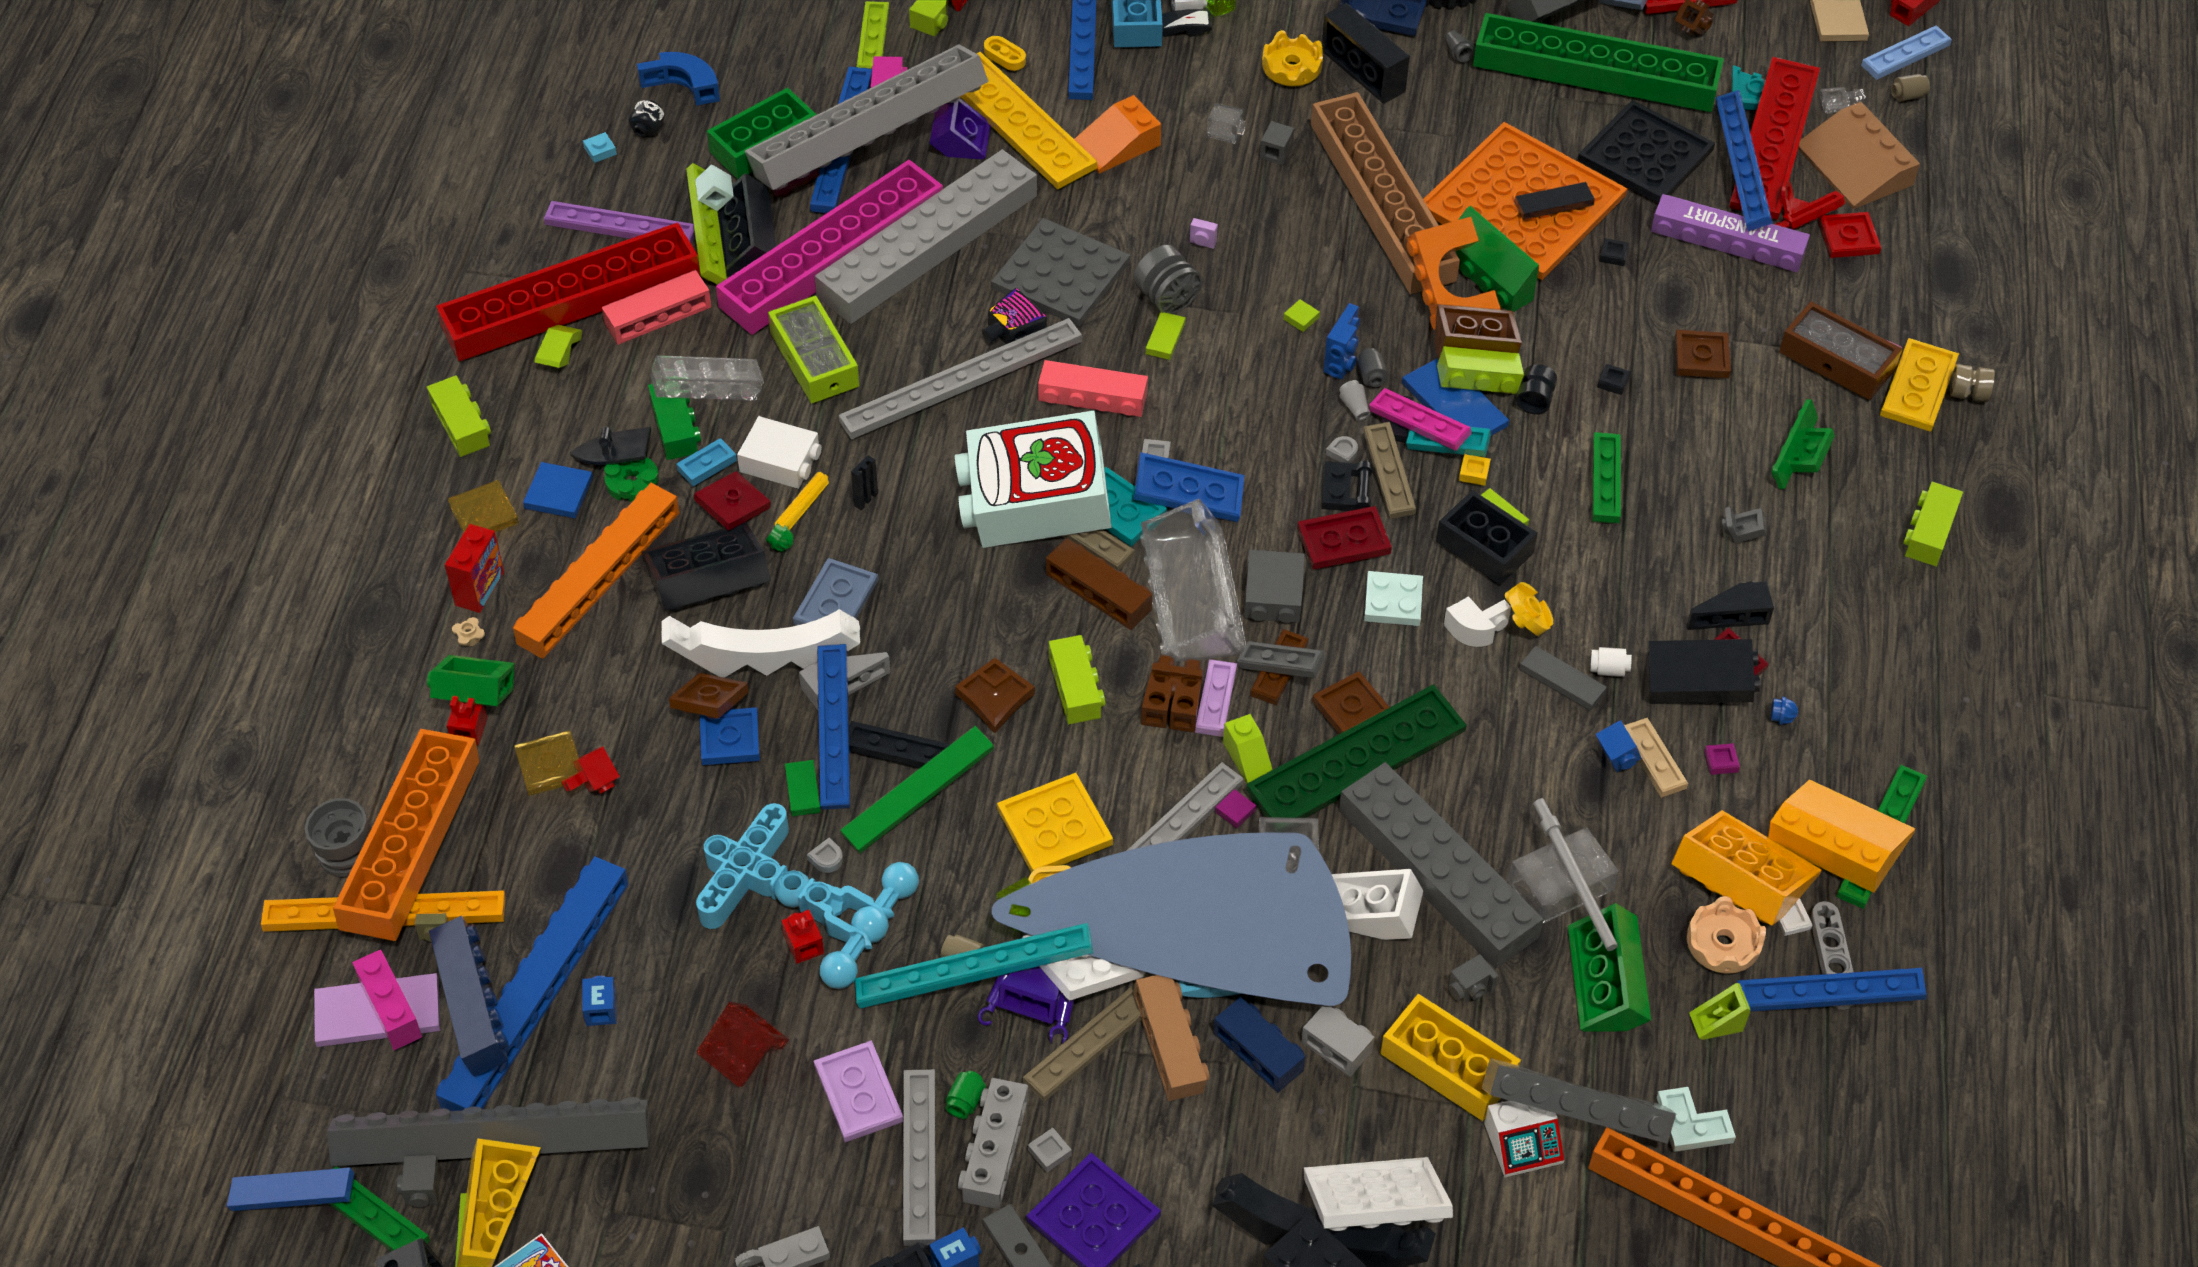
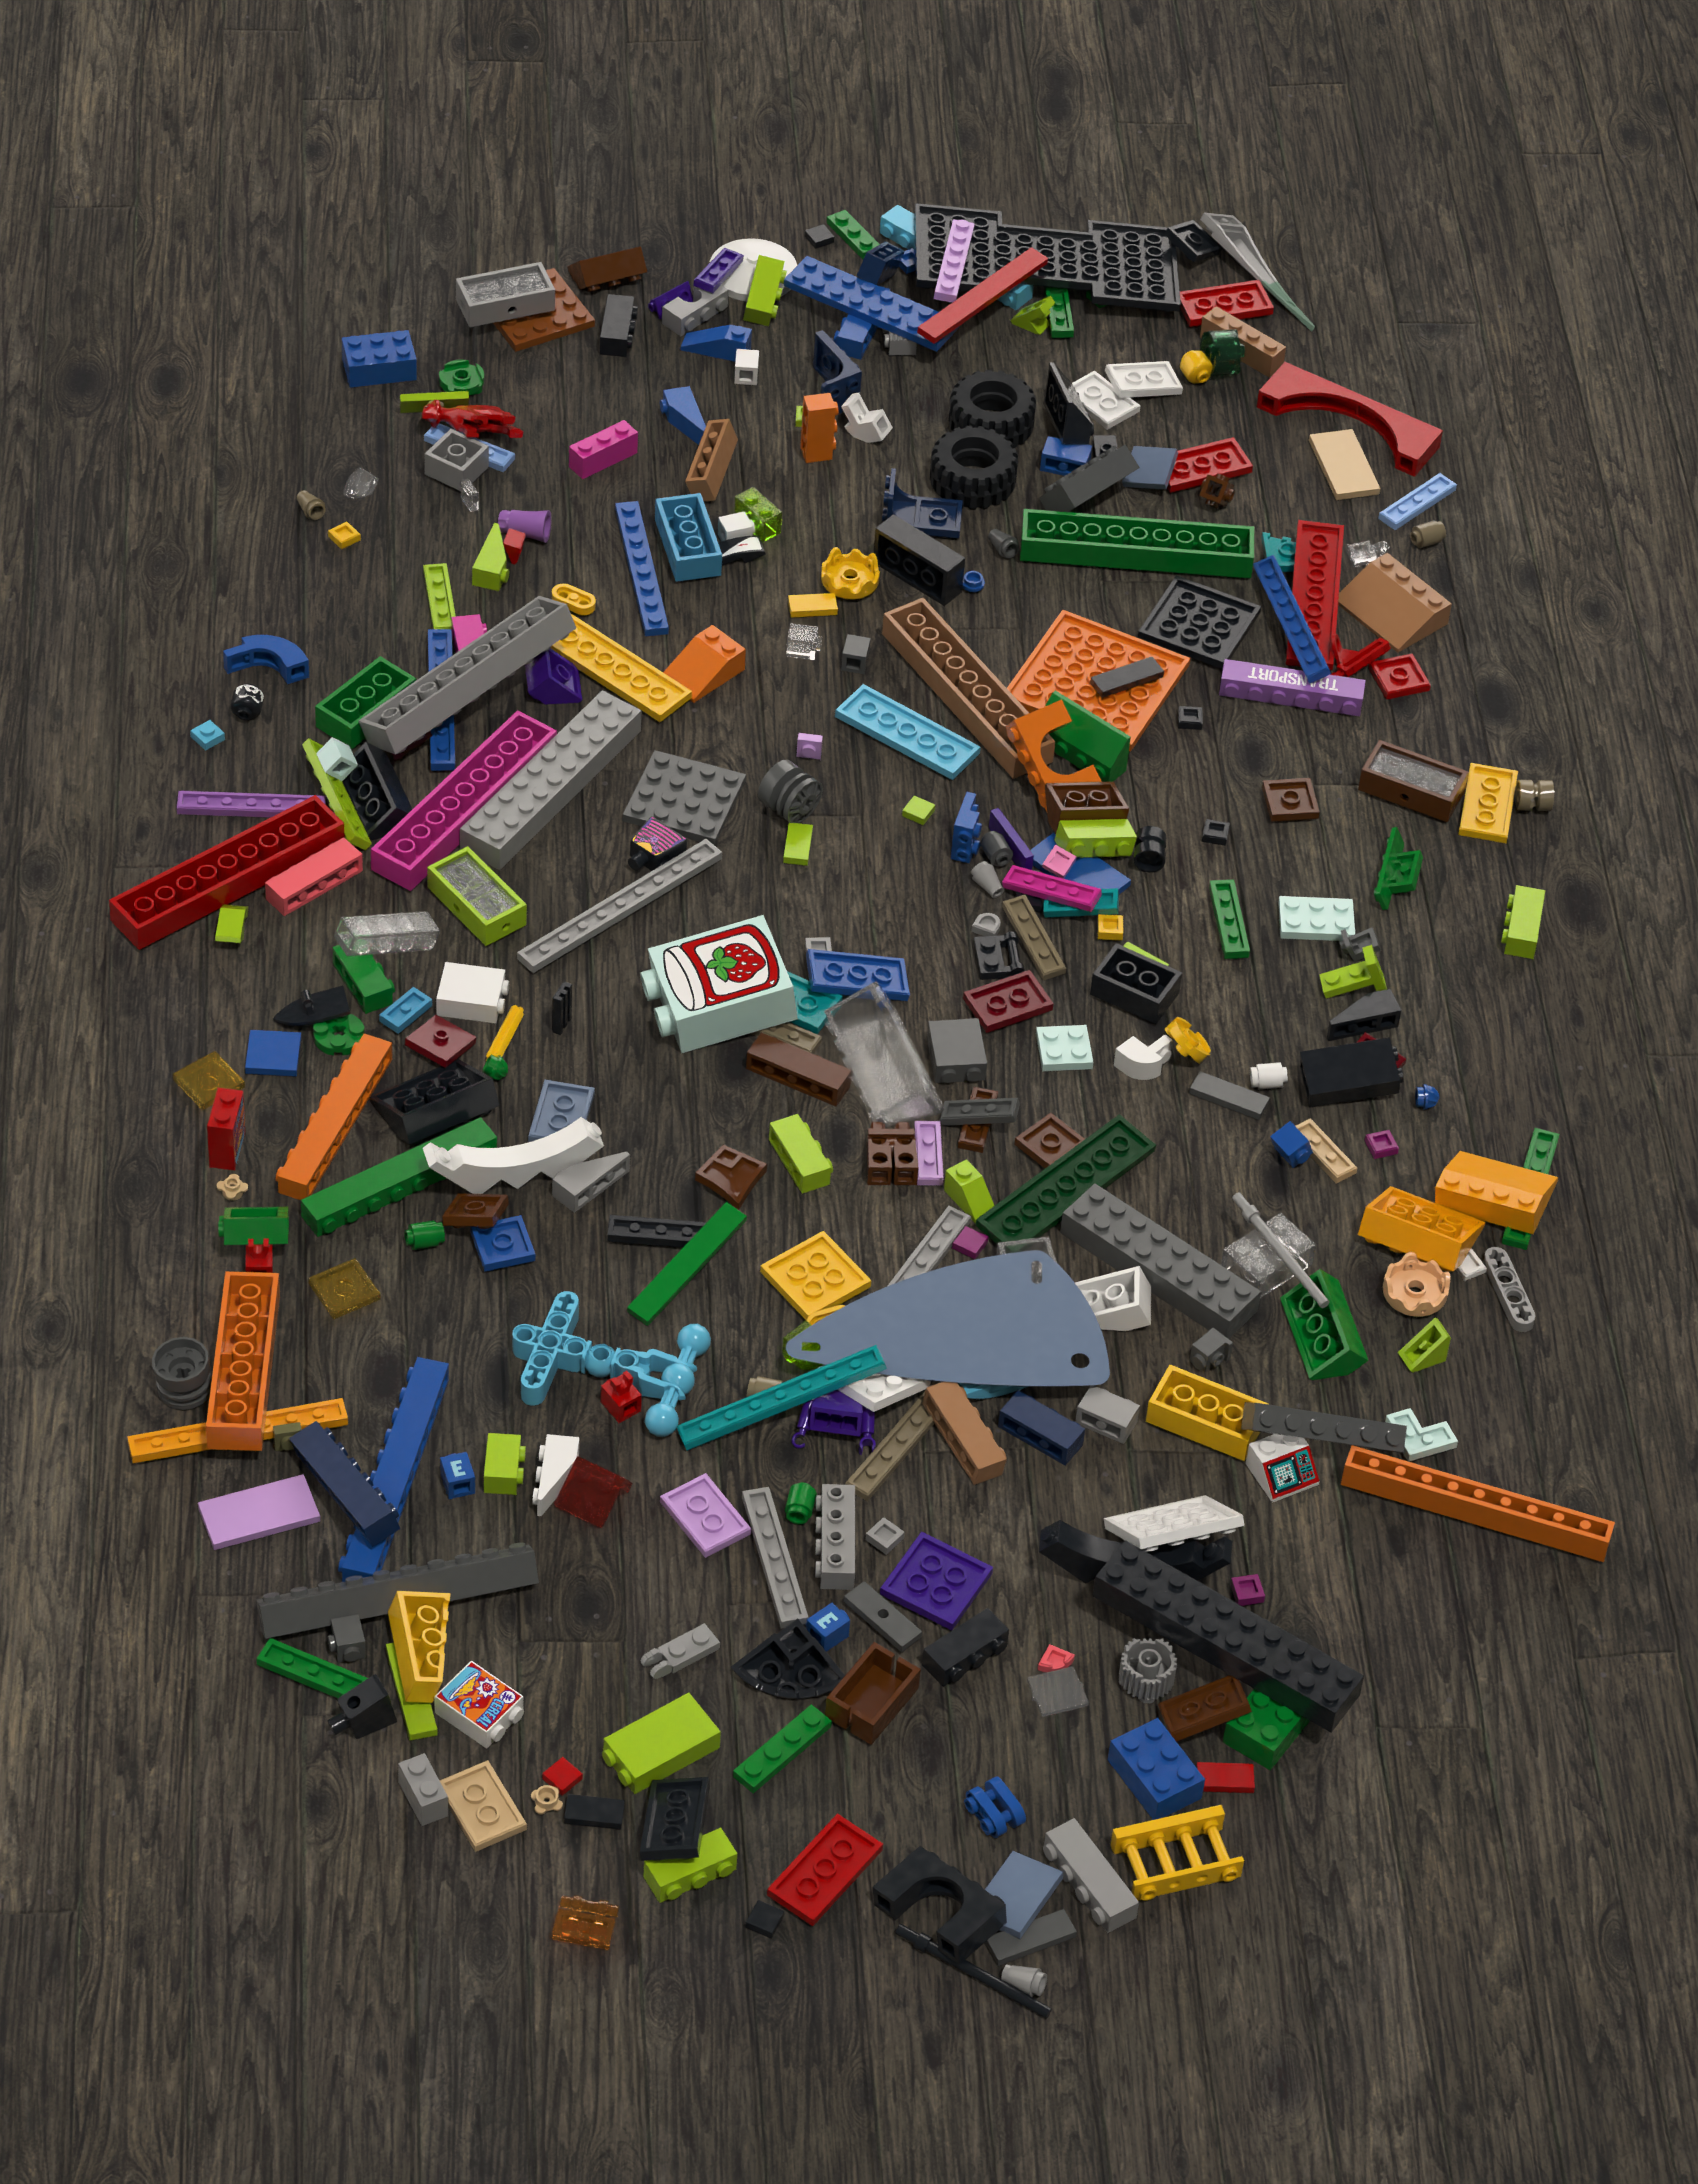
camera: 15 degrees left, 5 degrees down
(290, 1189) = (236, 1661): blue tile -> none
(387, 999) = (271, 1498): dark pink brick -> none
(459, 415) = (158, 998): lime brick -> none
(594, 771) = (391, 1288): red brick -> none
(628, 648) = (386, 1181): none -> green brick
(649, 715) = (424, 1235): none -> green brick
(652, 995) = (502, 1464): none -> lime brick
(709, 1001) = (557, 1458): none -> white slope
(802, 788) = (581, 1277): green tile -> none
(826, 856) = (619, 1332): light grey tile -> none
(833, 727) = (597, 1220): blue tile -> none
(1092, 388) = (745, 899): coral brick -> none
(1247, 87) = (812, 605): none -> yellow tile
(1311, 231) = (907, 731): none -> medium azure plate
(1397, 375) = (1021, 854): none -> dark purple tile
(1418, 82) = (973, 581): none -> blue plate
(1434, 391) = (1059, 861): none -> bright pink plate
(1702, 488) = (1315, 918): none -> light aqua plate
(1731, 561) = (1354, 976): none -> lime bracket
(1834, 989) = (1518, 1314): blue tile -> none

